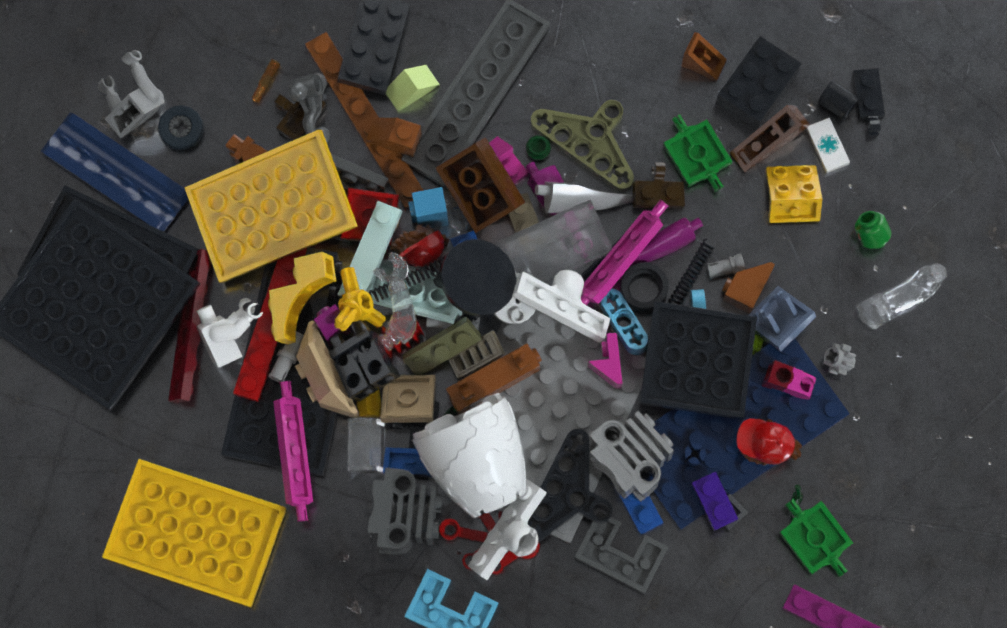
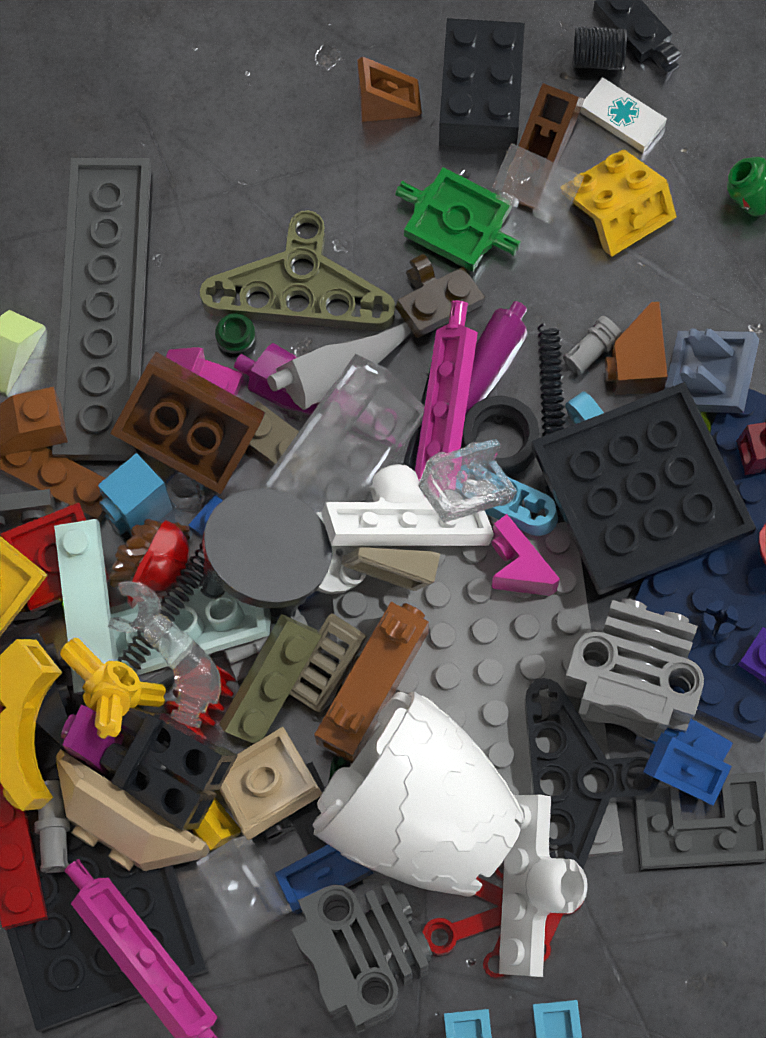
camera: 30 degrees left, 5 degrees down
(546, 329) = (400, 567): none -> dark tan slope
(606, 302) = (466, 481): none -> clear bracket
(627, 521) = (687, 768): none -> blue plate
(749, 159) = (537, 183): none -> clear bracket

